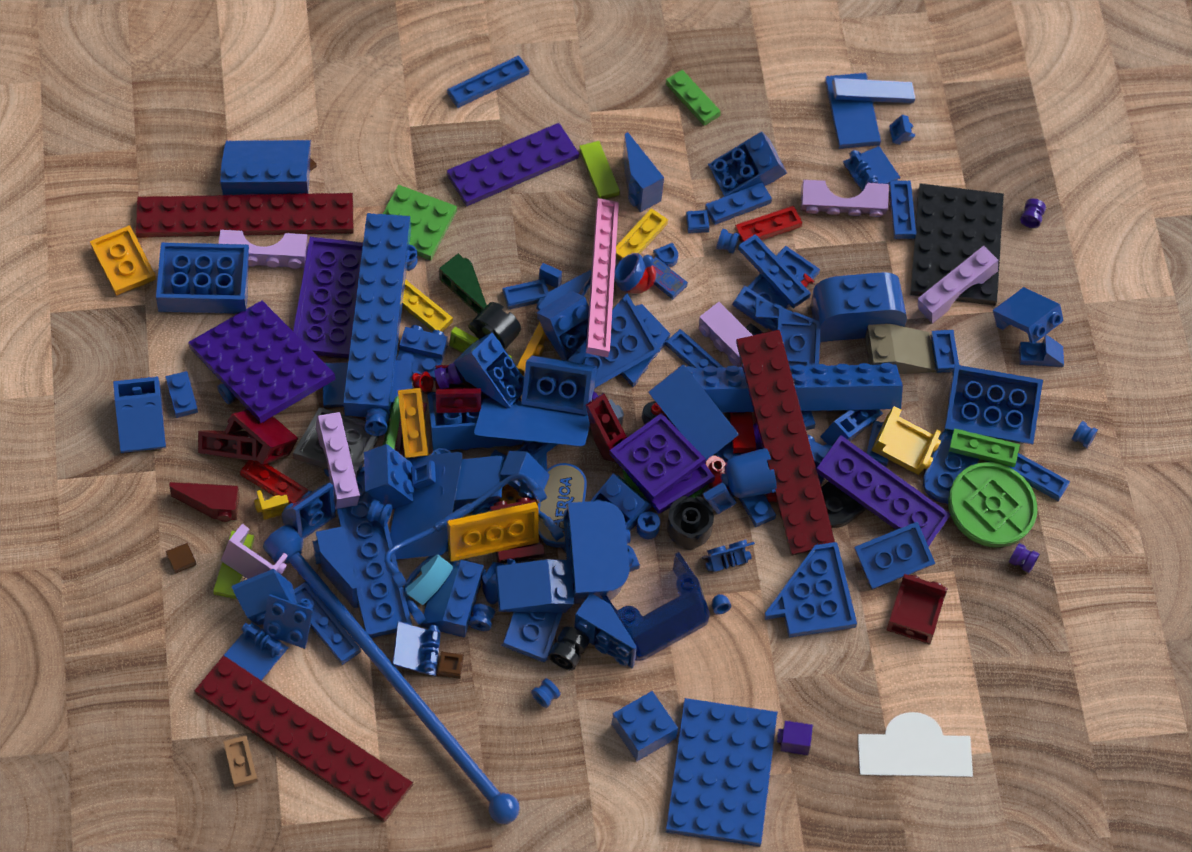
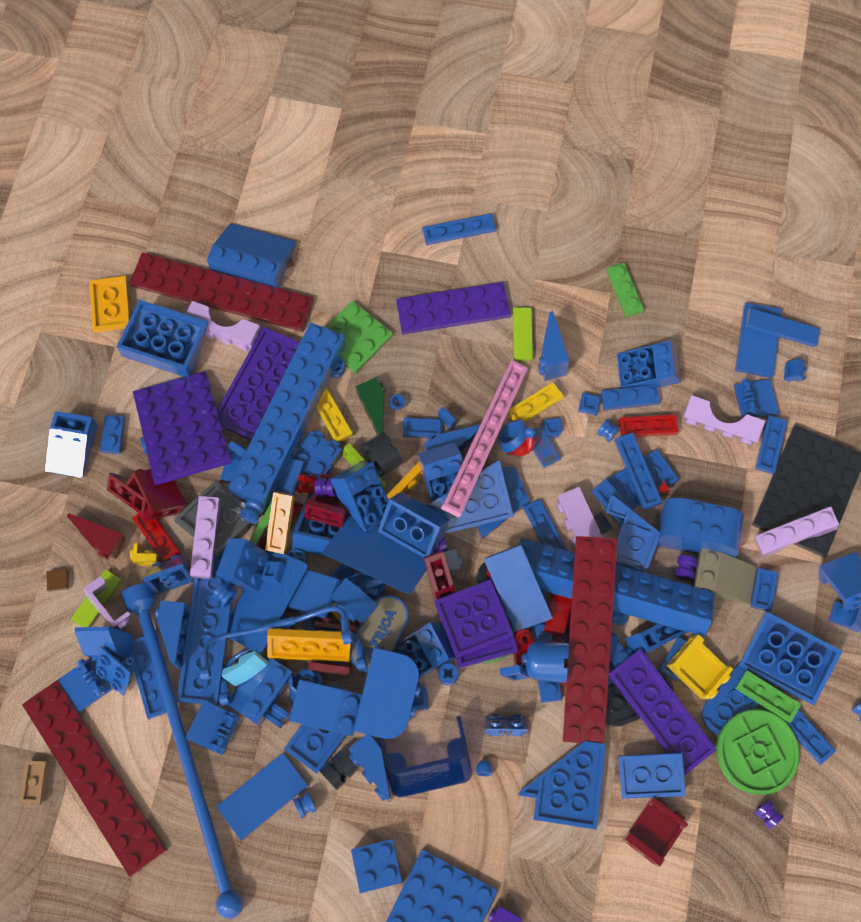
camera: 25 degrees right, 10 degrees up
(338, 366) = (237, 451): none -> blue plate
(450, 665) = (237, 749): reddish brown tile -> none
(492, 272) = (400, 402): none -> blue hinge
(495, 701) = (262, 796): none -> blue tile
(690, 522) = (488, 674): black brick -> none
(857, 351) = (686, 567): none -> dark purple wheel

